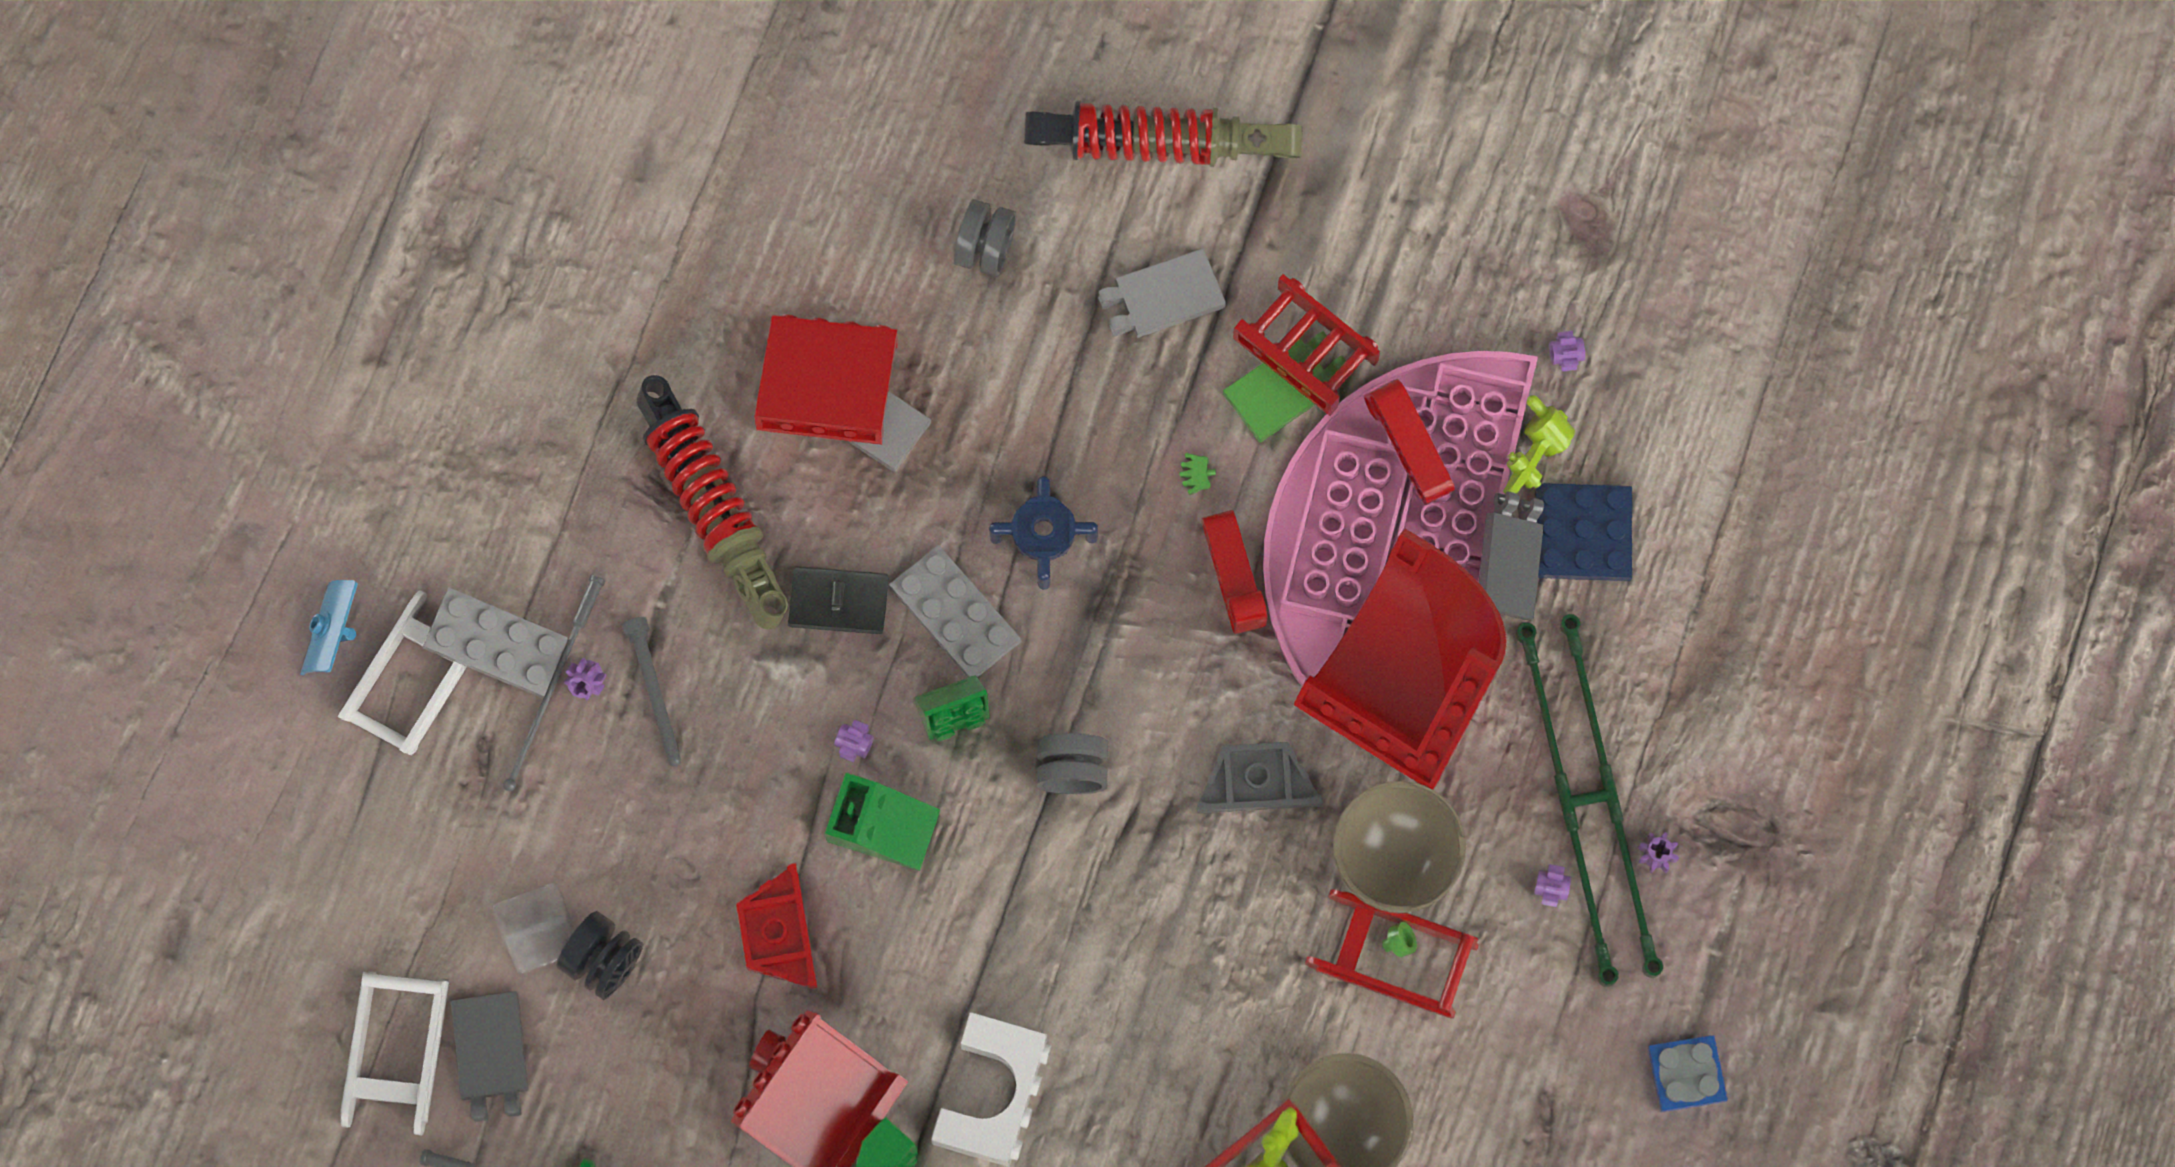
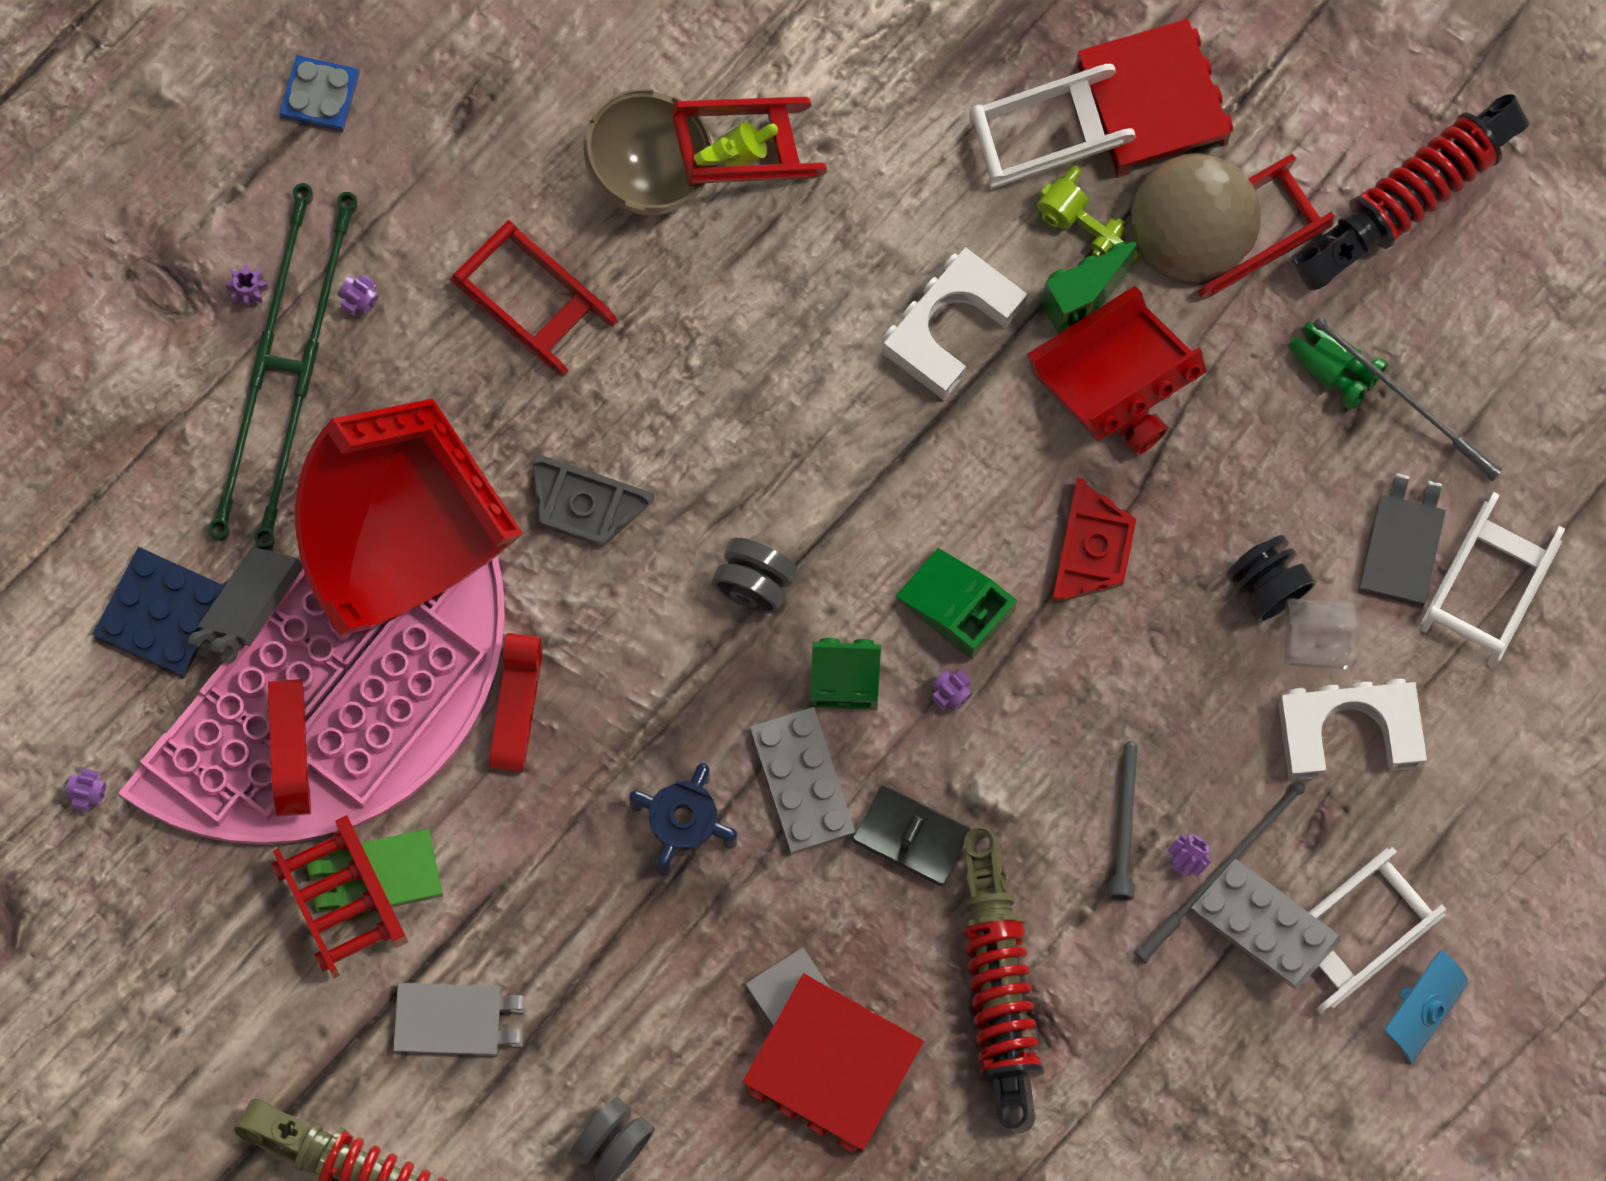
camera: 160 degrees left, 0 degrees up
(451, 890) = (1390, 705): none -> white arch
(1197, 473) = (505, 823): bright green piece -> none
(1399, 846) = (485, 367): dark tan piece -> none
(1400, 940) = (521, 304): bright green tile -> none
(1550, 436) = (146, 708): lime piece -> none

